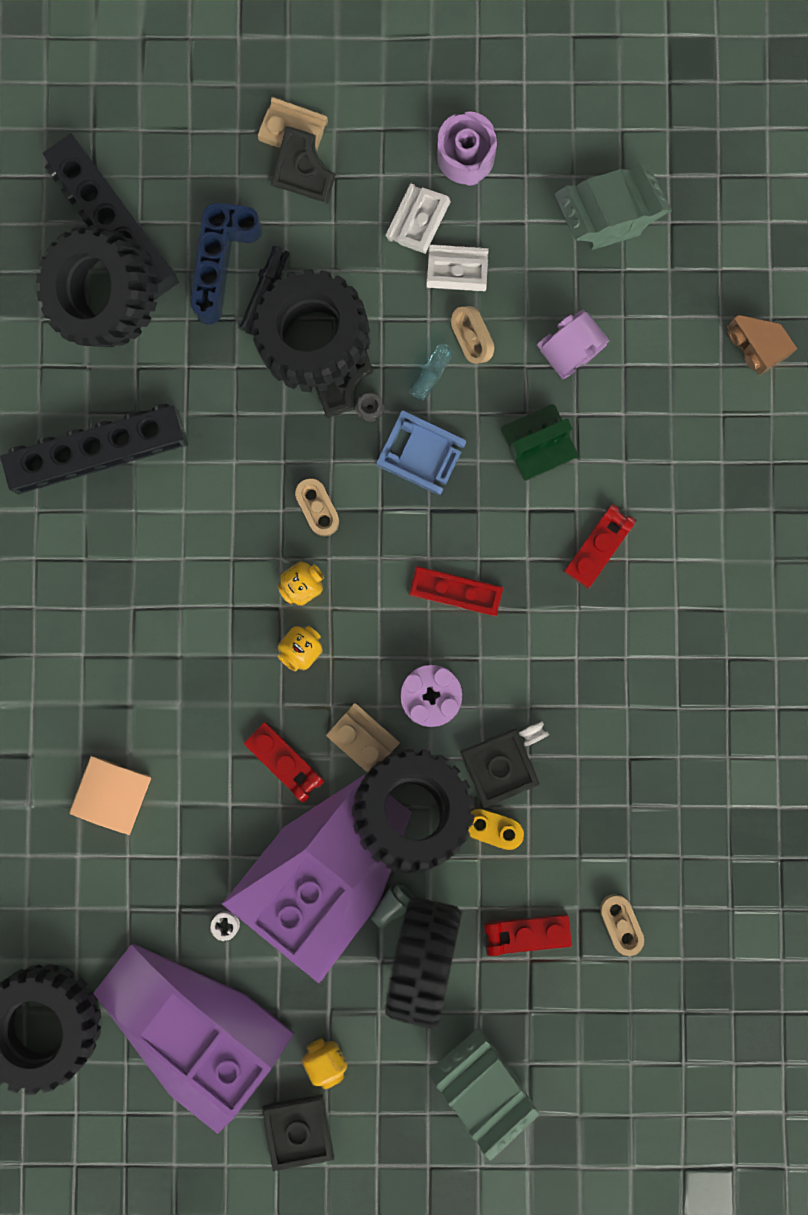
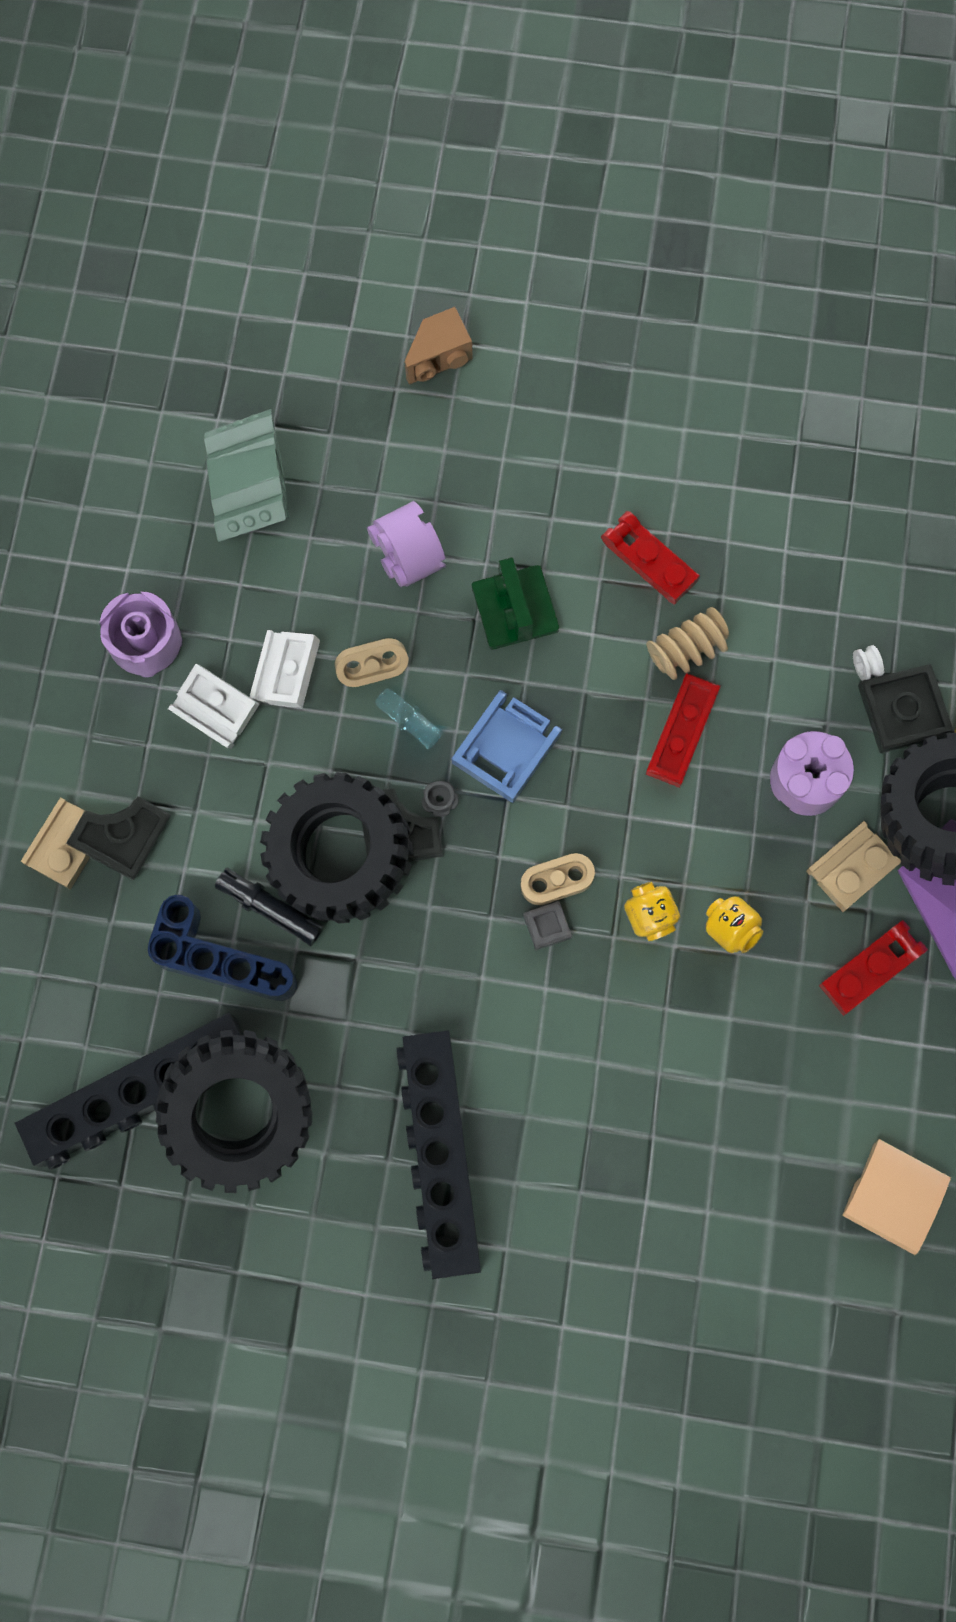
camera: 85 degrees left, 10 degrees down
(281, 505) = (547, 925): none -> flat silver tile
(525, 585) = (689, 642): none -> tan piece

